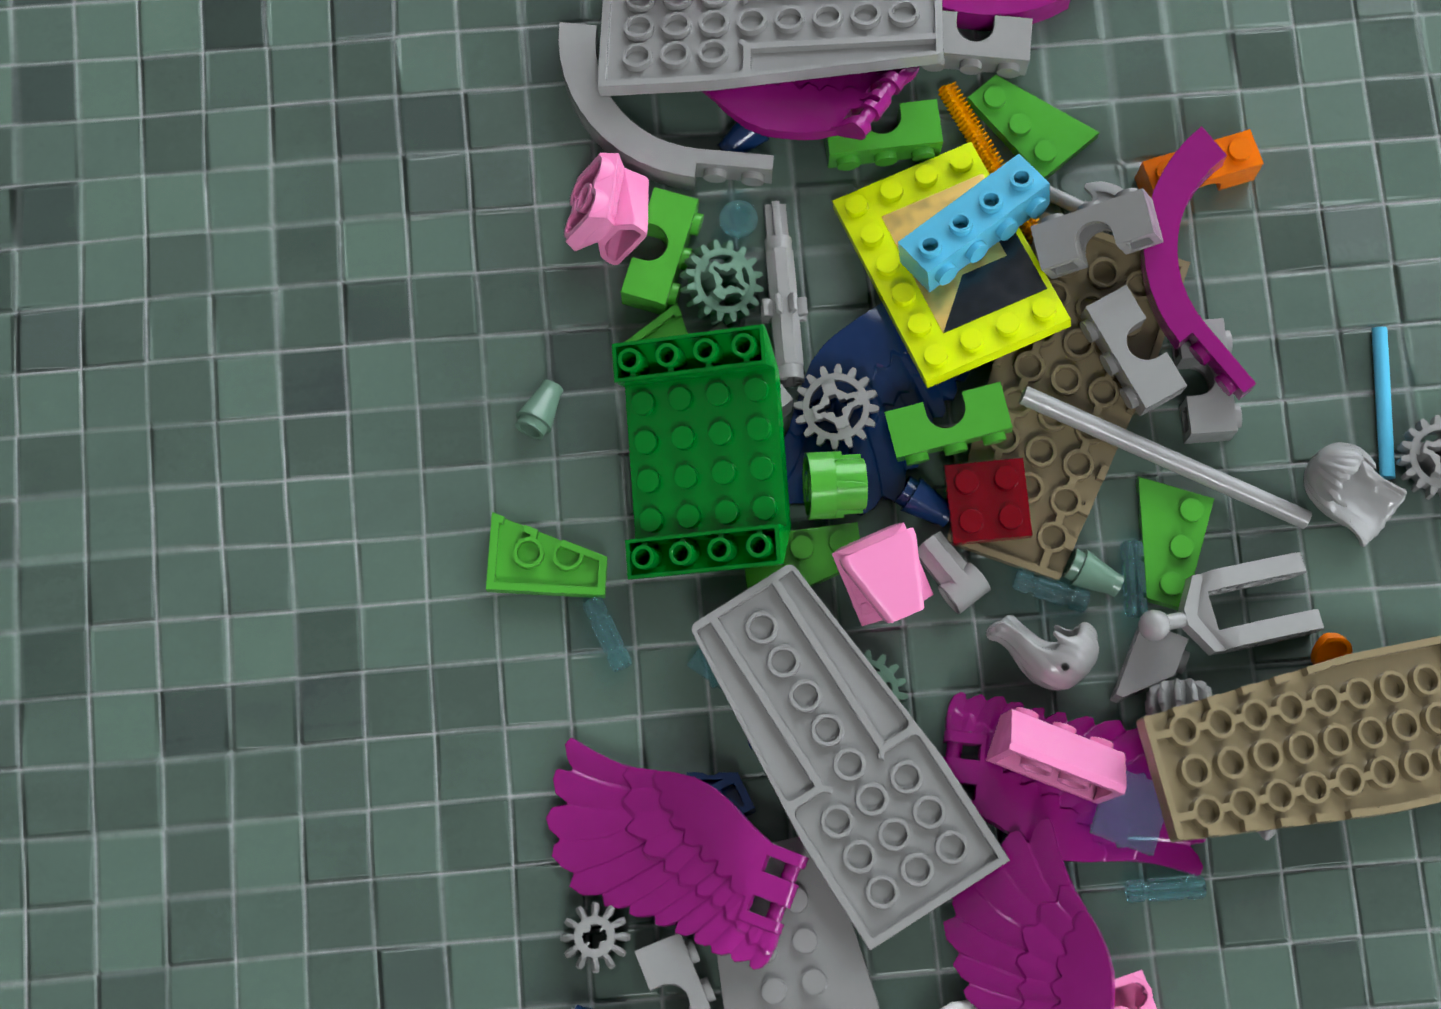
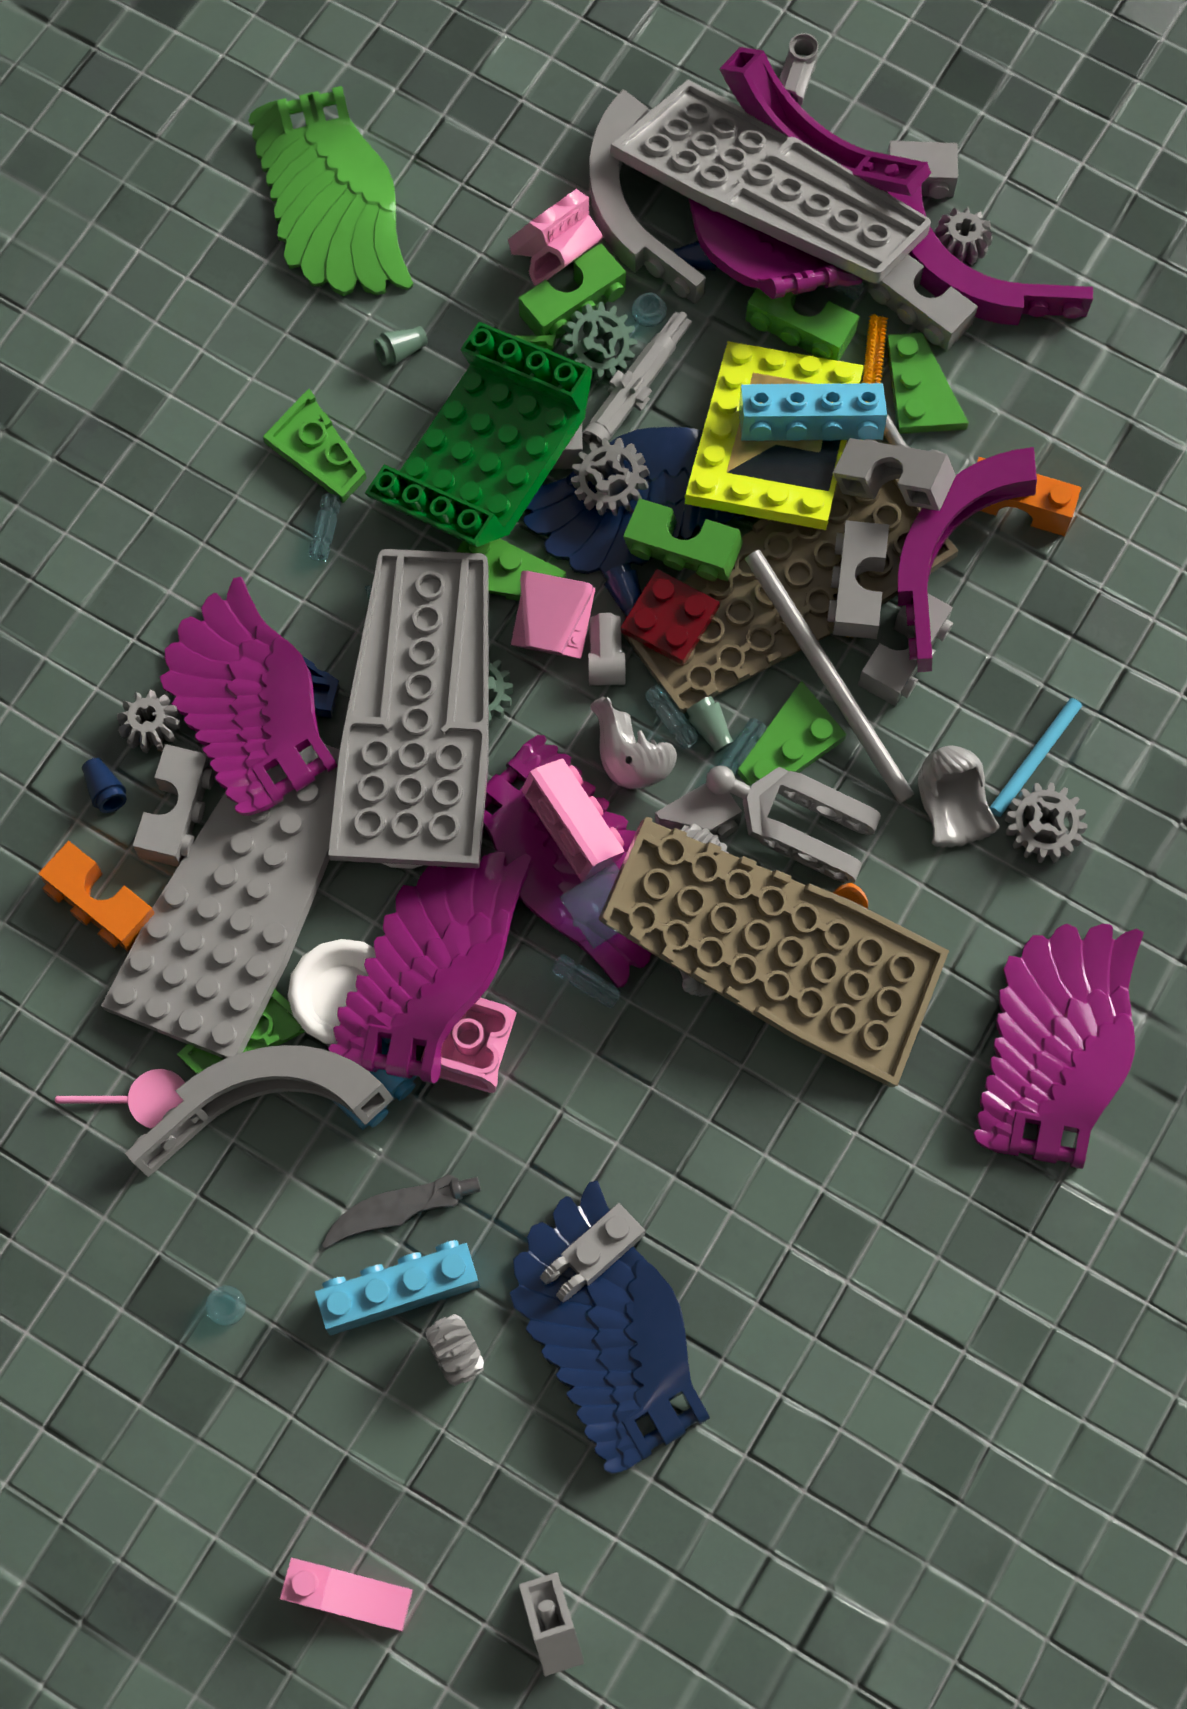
camera: 35 degrees right, 5 degrees down
(361, 308) = (329, 195): none -> bright green animal
(834, 484) = (563, 526): bright green piece -> none

